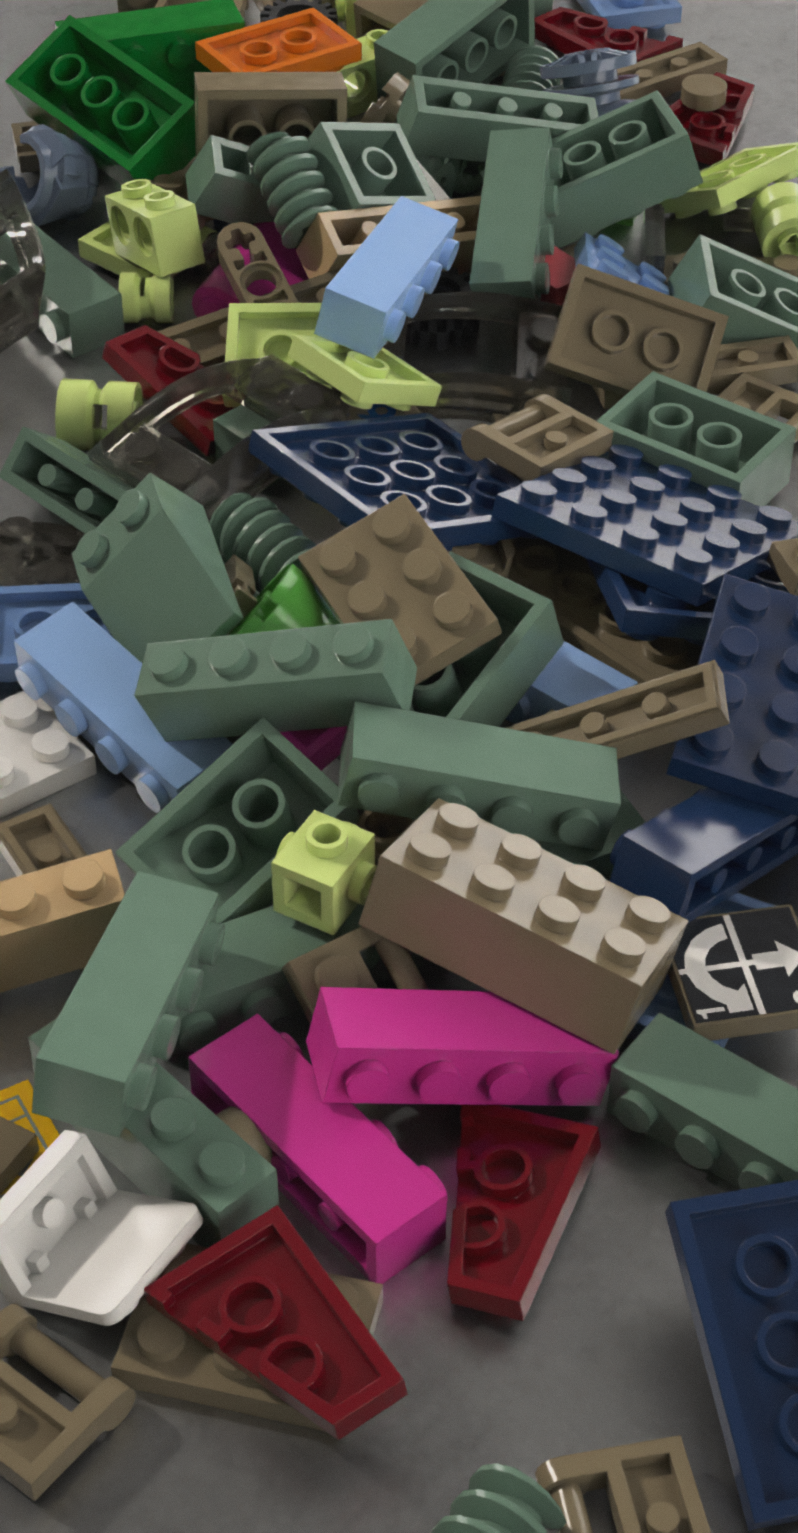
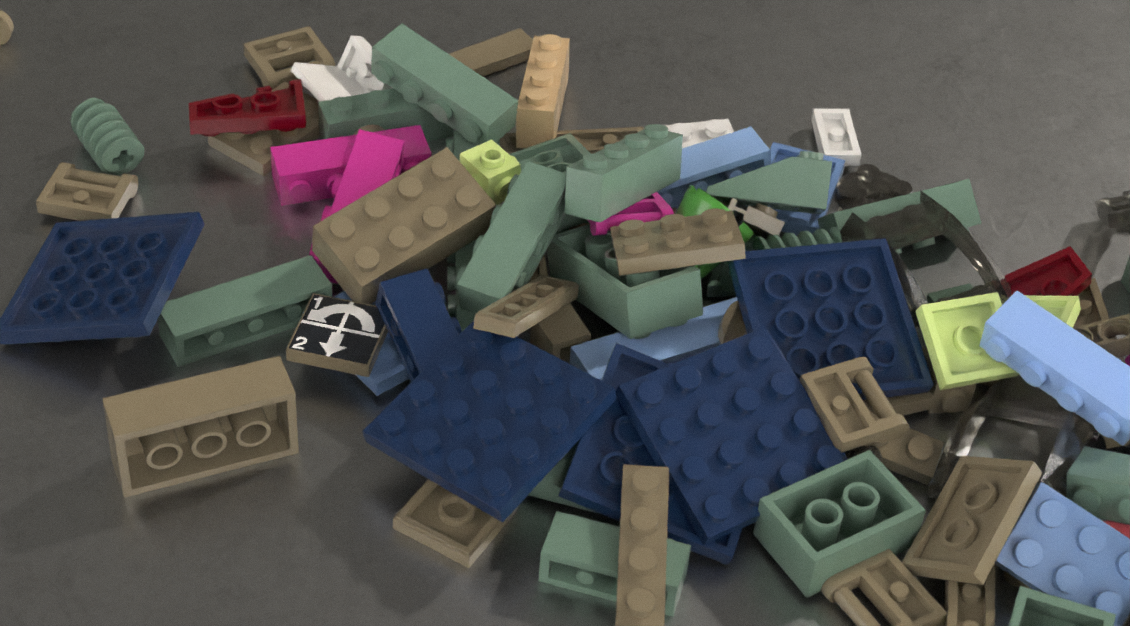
camera: 110 degrees right, 0 degrees up
(80, 409) = (1015, 242): yellowish green wheel -> none
(512, 1203) = (266, 216): dark red wing -> none

